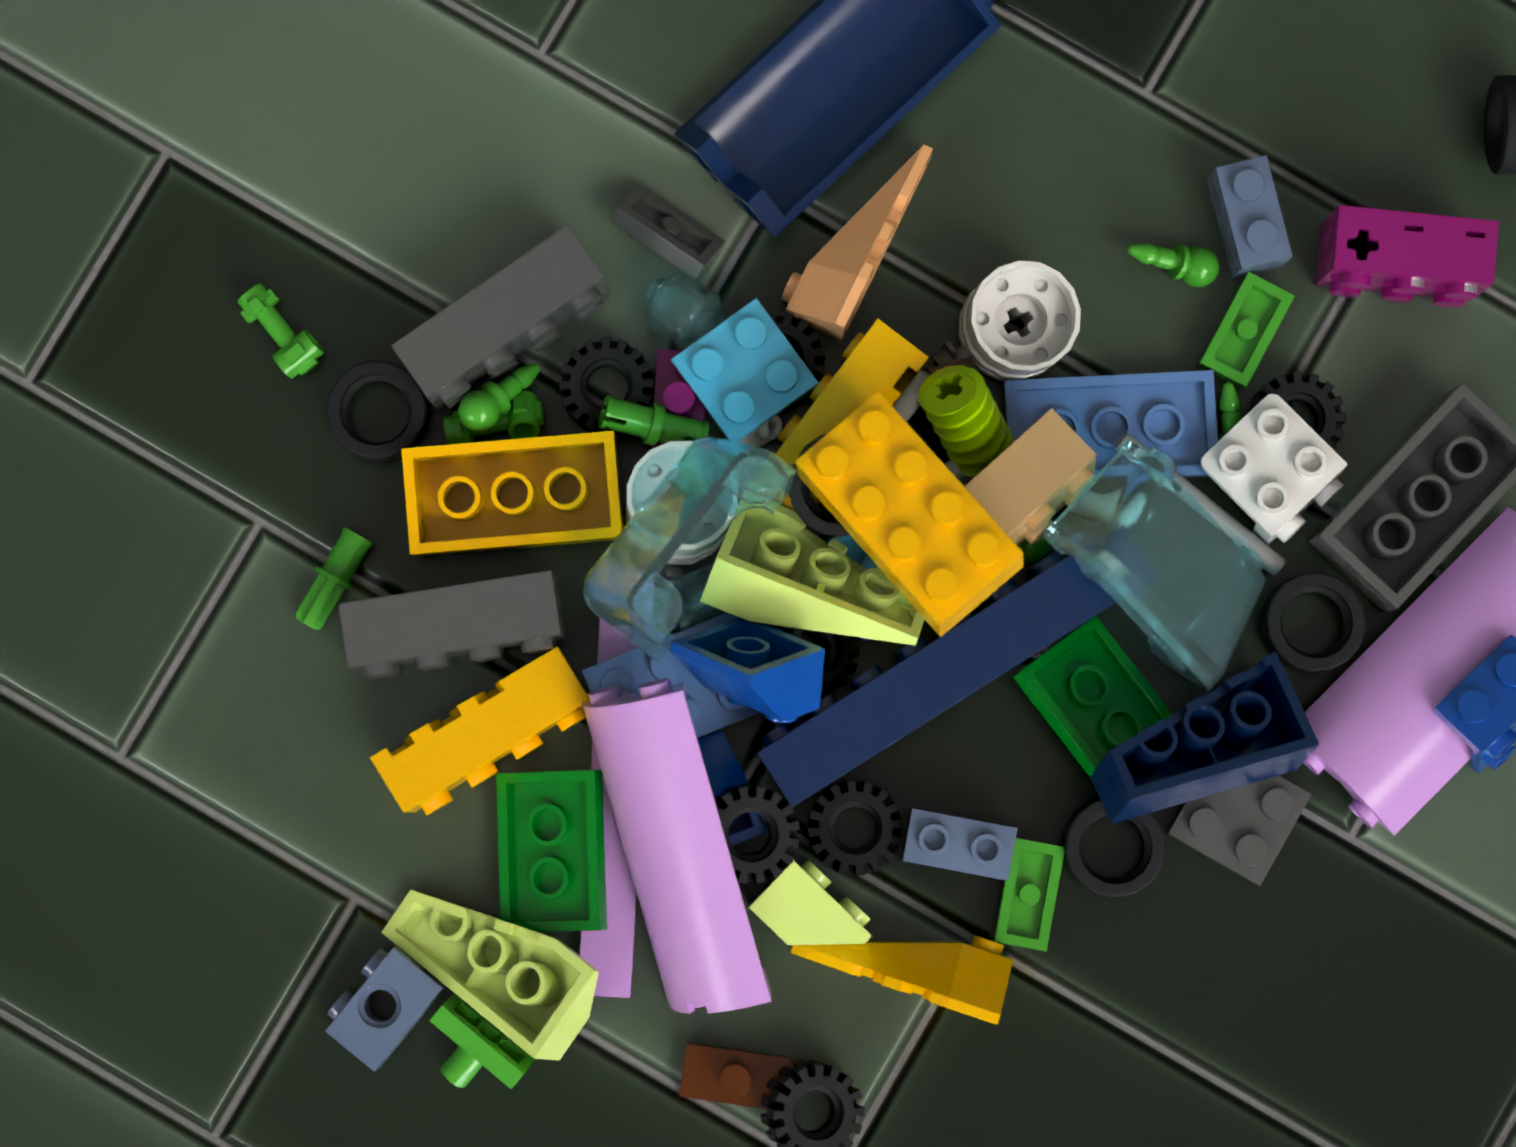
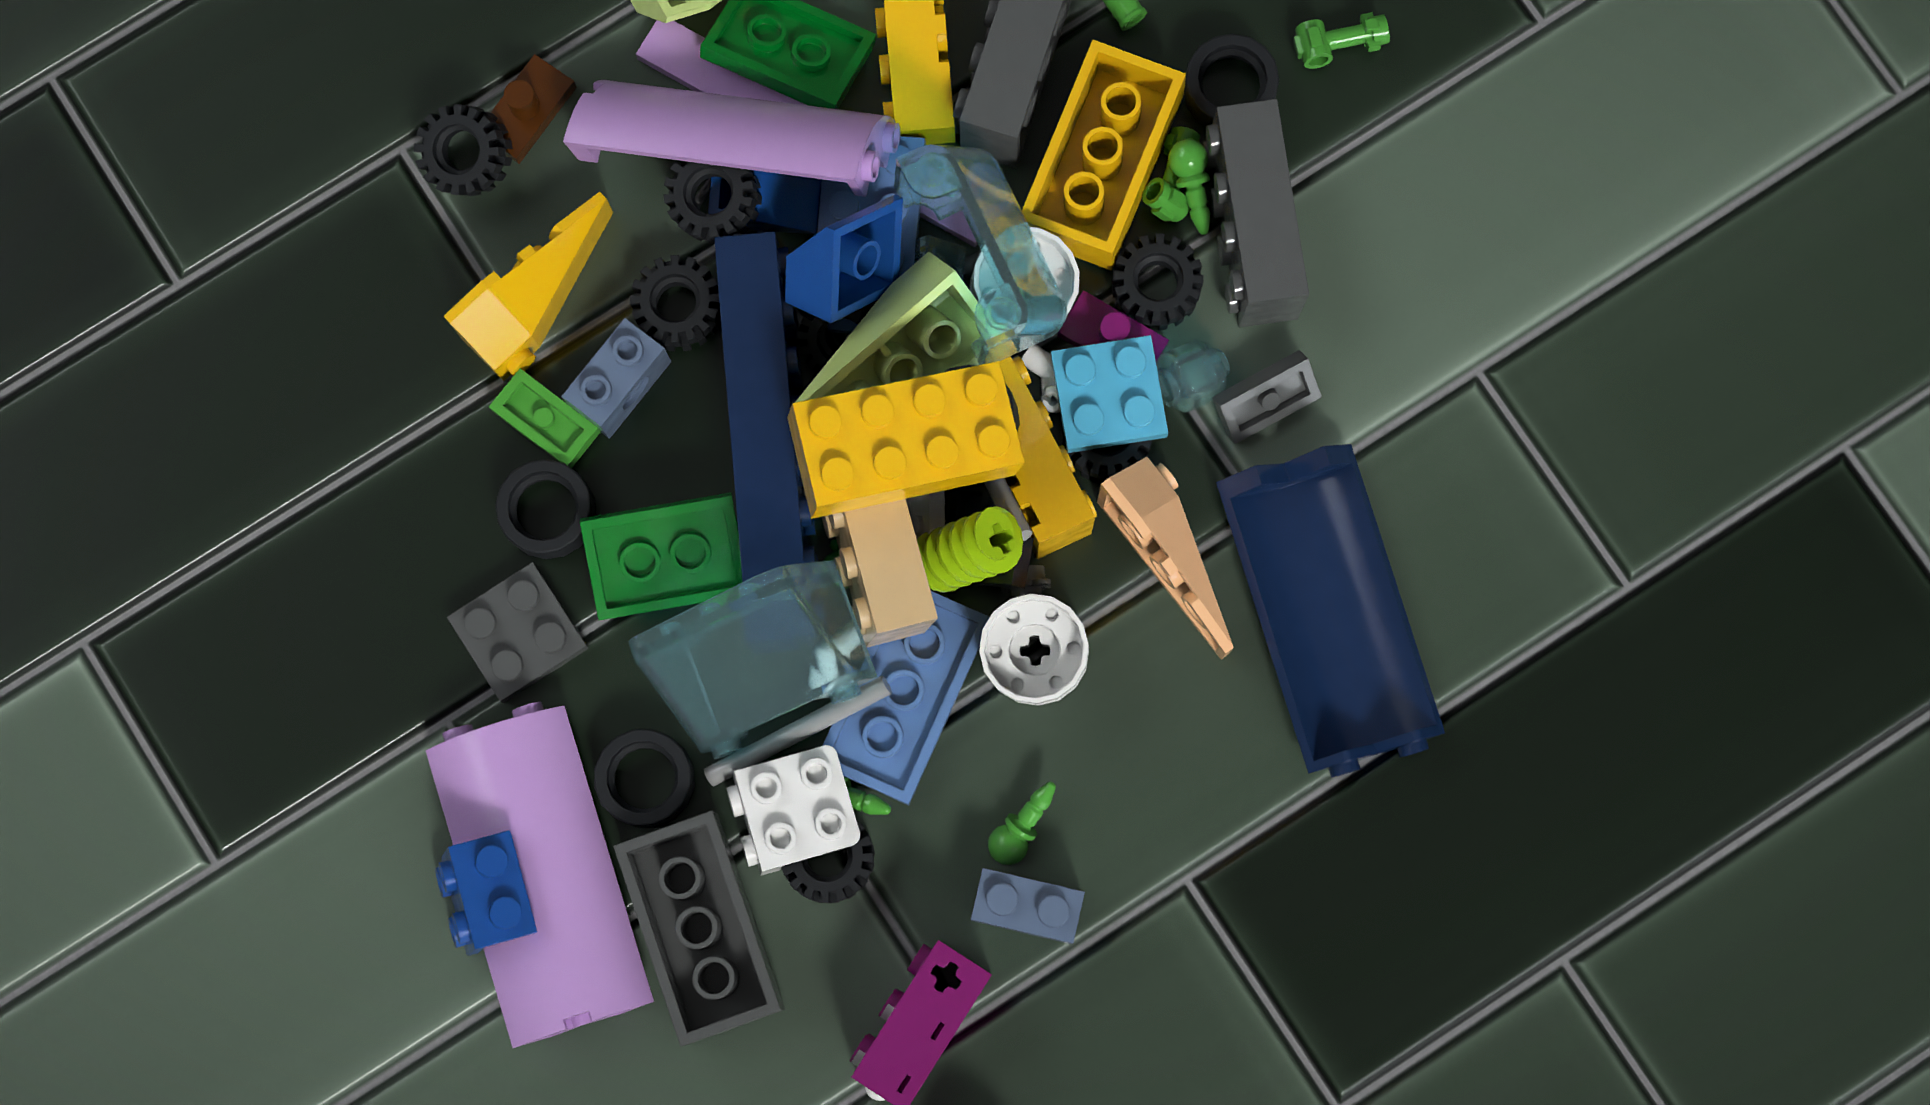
camera: 120 degrees right, 5 degrees down
(649, 423) = (1103, 296): bright green pin -> none
(805, 913) = (624, 223): yellowish green slope -> none
(1212, 745) = (582, 626): dark blue wedge -> none
(1246, 330) = (929, 853): bright green plate -> none

